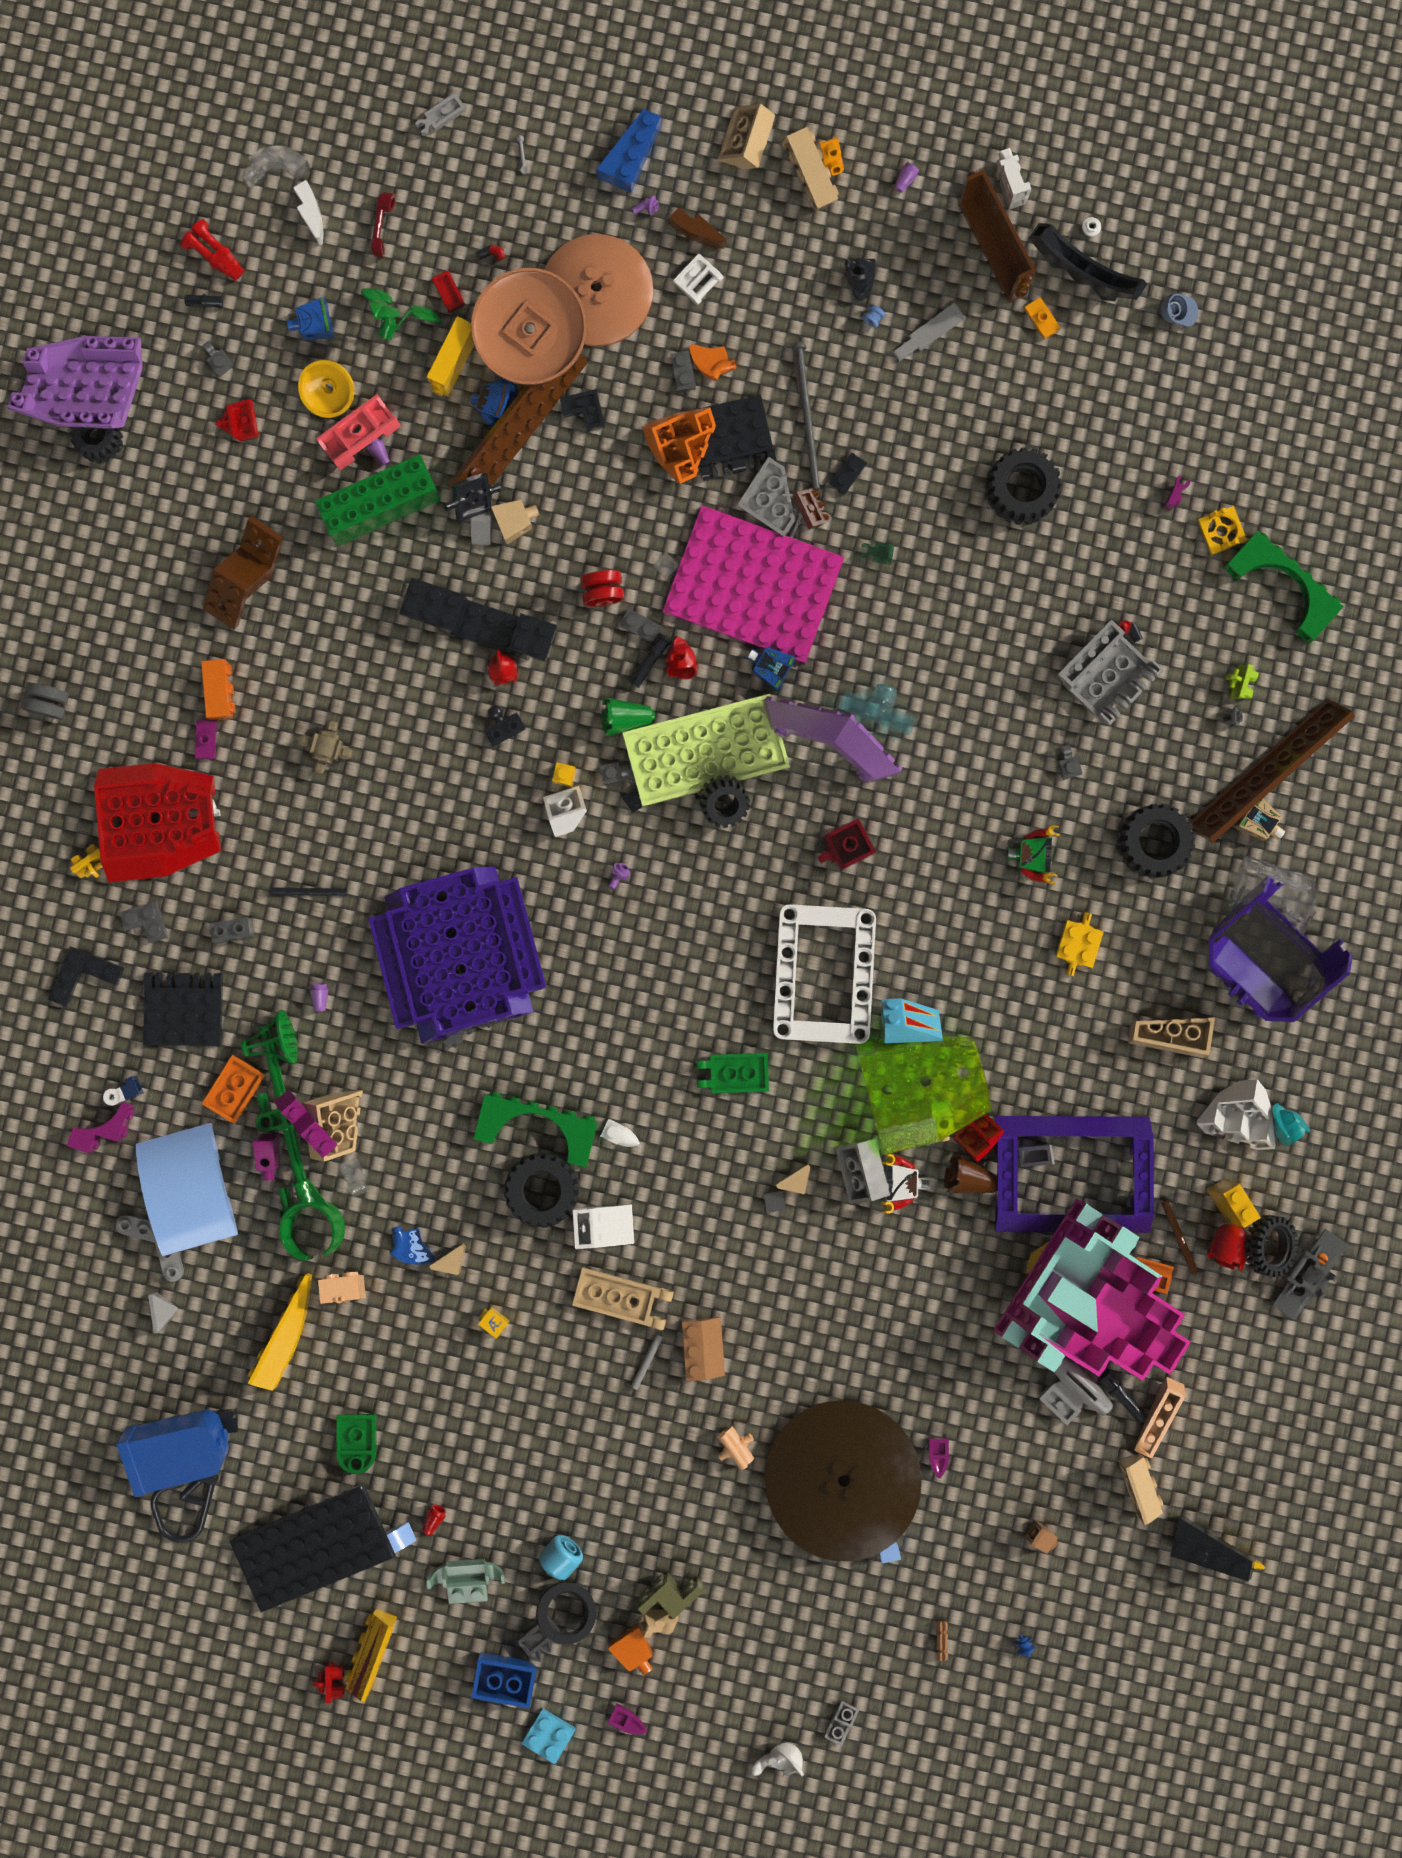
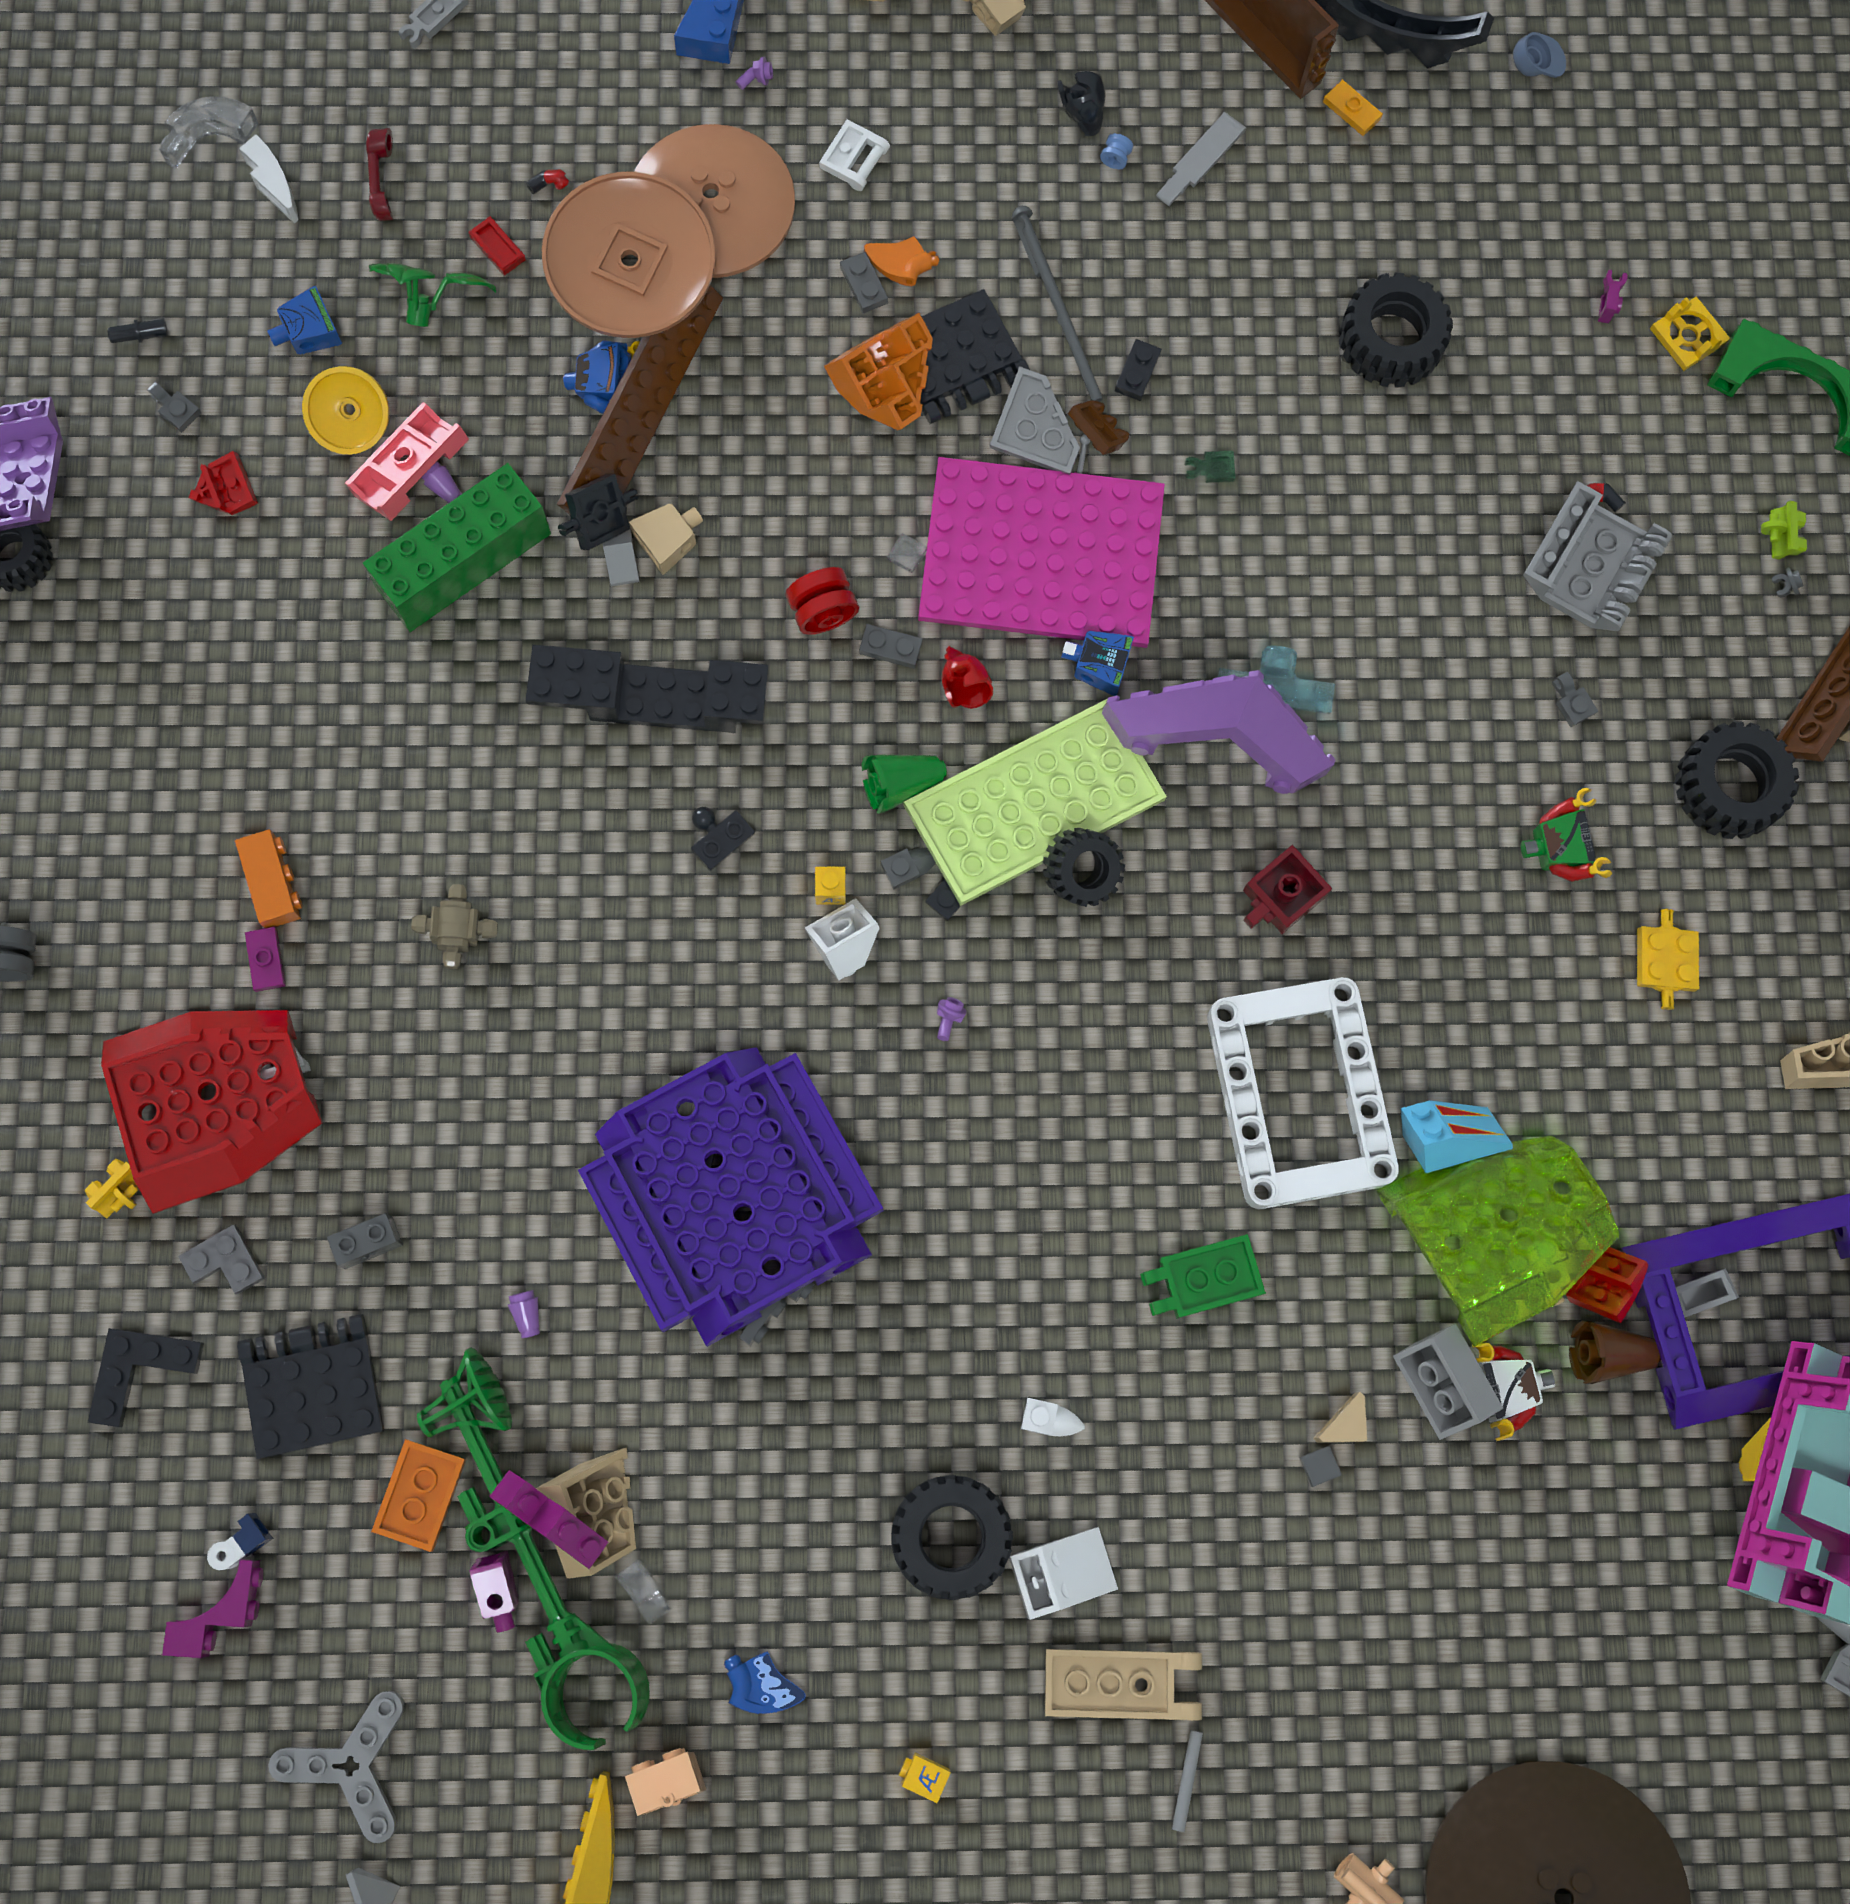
camera: 20 degrees left, 10 degrees down
(185, 1190) = (372, 1682): light blue slope -> none
(221, 259) = (152, 268): red piece -> none
(242, 572) = (273, 695): reddish brown bracket -> none
(309, 891) = (473, 1154): black bar -> none
(451, 357) = (523, 327): yellow brick -> none
(451, 1262) = (832, 1693): tan slope -> none
(502, 669) = (699, 751): red helmet -> none
(524, 170) = (569, 64): light grey hinge -> none
(577, 1130) = (983, 1427): green arch -> none
(586, 404) = (733, 354): black plate -> none
(655, 652) = (922, 679): black pin -> none
(696, 229) = (836, 89): reddish brown slope -> none
(703, 1348) = (1272, 1736): medium nougat slope -> none
(939, 1454) = (1694, 1816): magenta plate -> none

